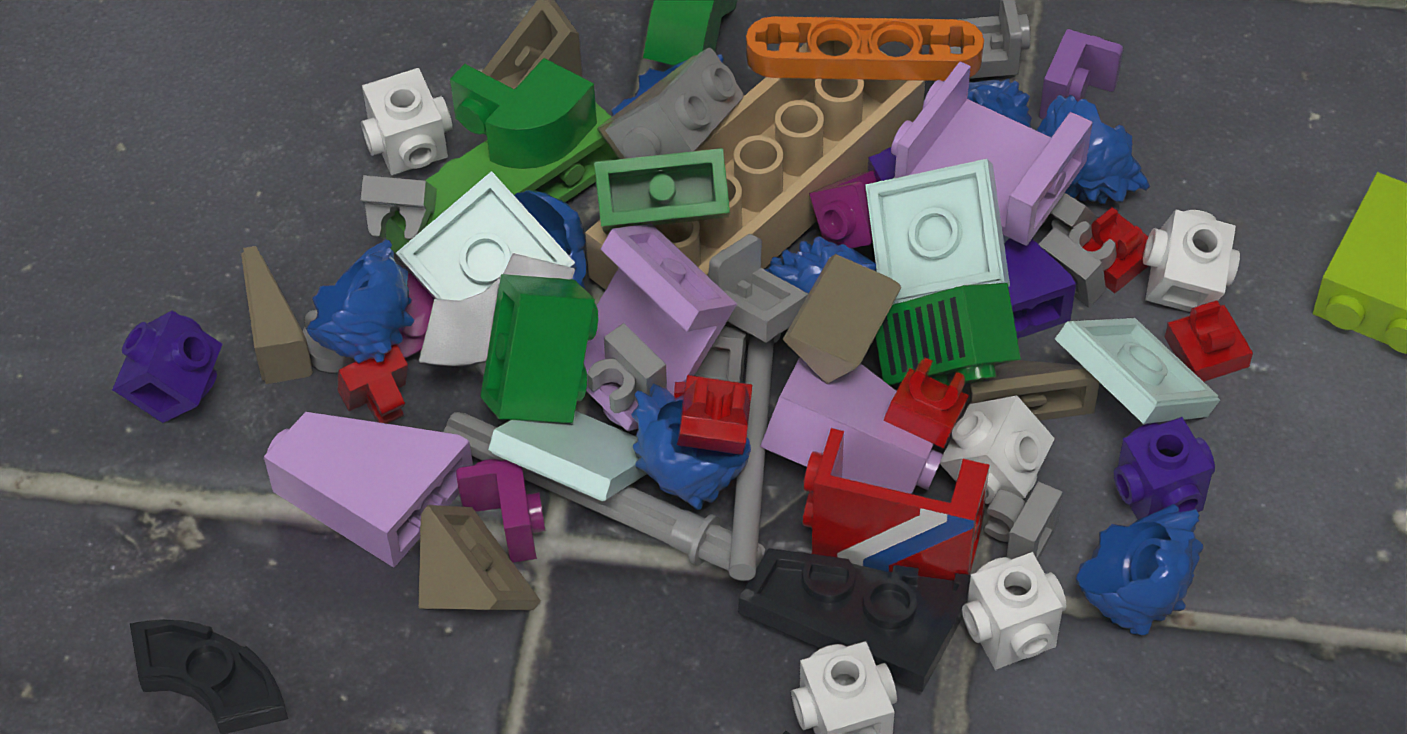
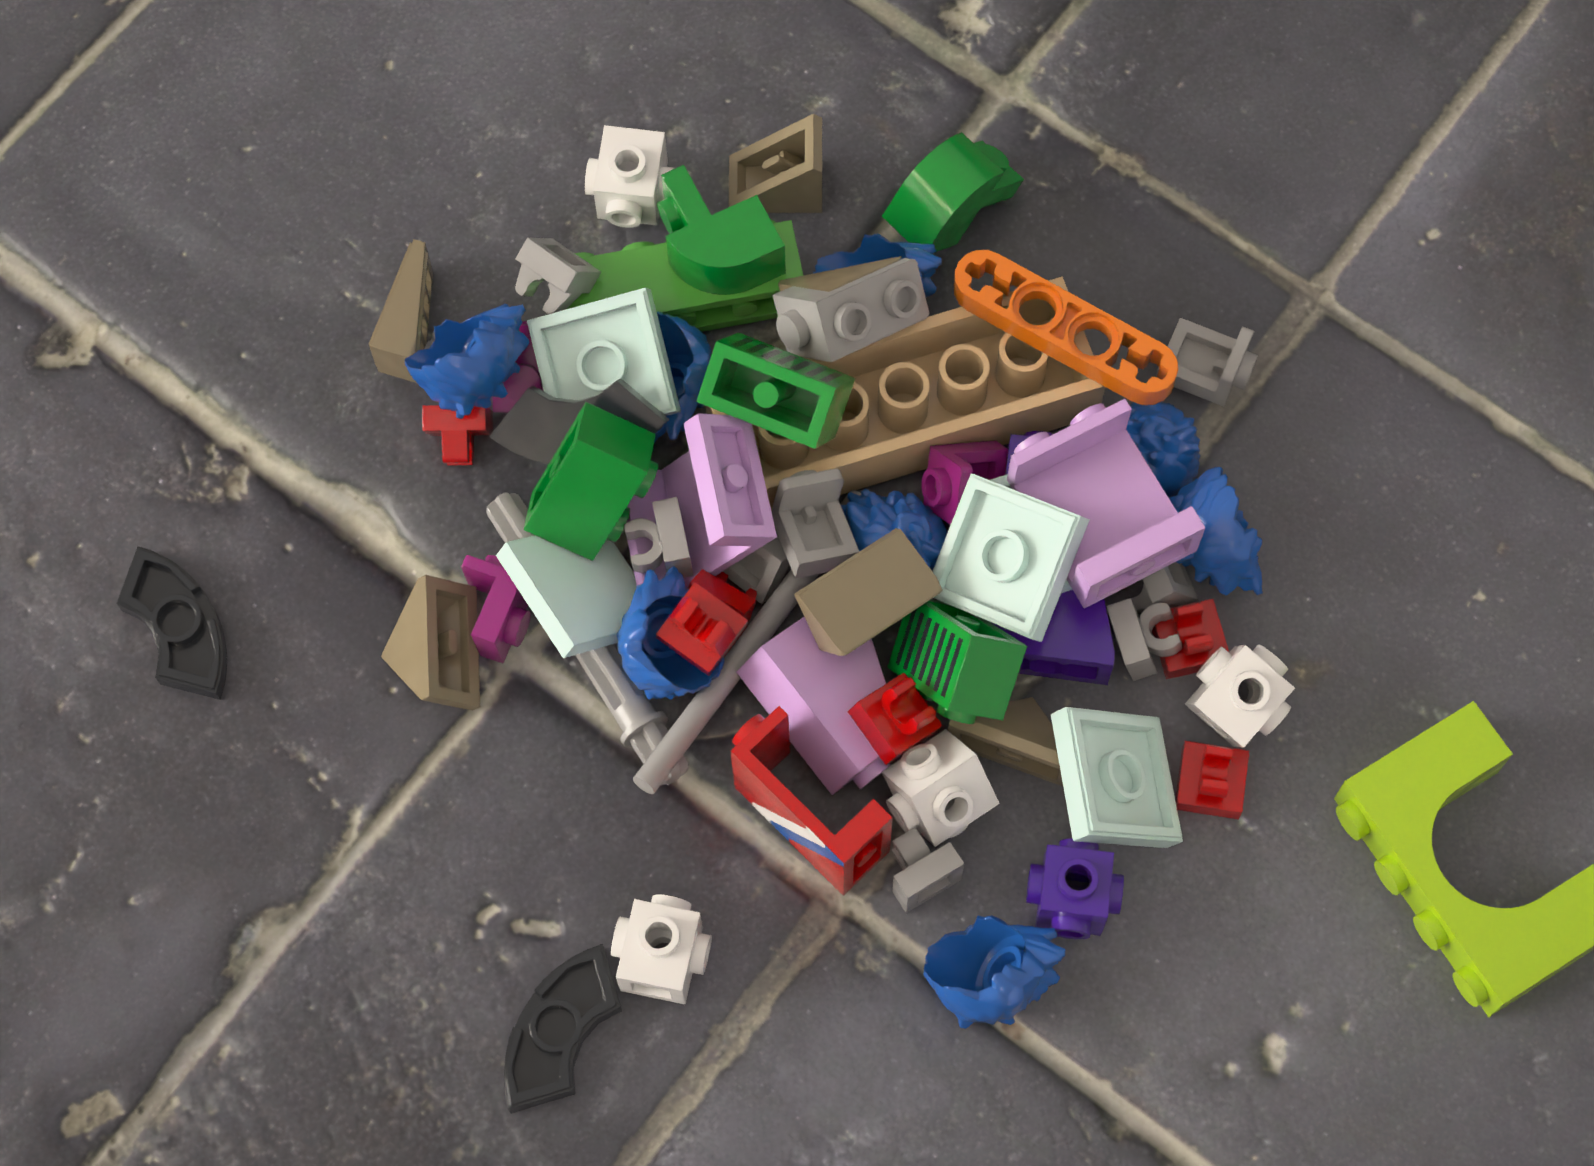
camera: 30 degrees right, 15 degrees up
(167, 366) = (294, 319): dark purple brick -> none
(366, 477) = (400, 516): lavender slope -> none
(832, 603) = (733, 872): black wing -> none
(1014, 609) = (856, 969): white brick -> none
(1079, 63) = (1268, 433): medium lavender bracket -> none

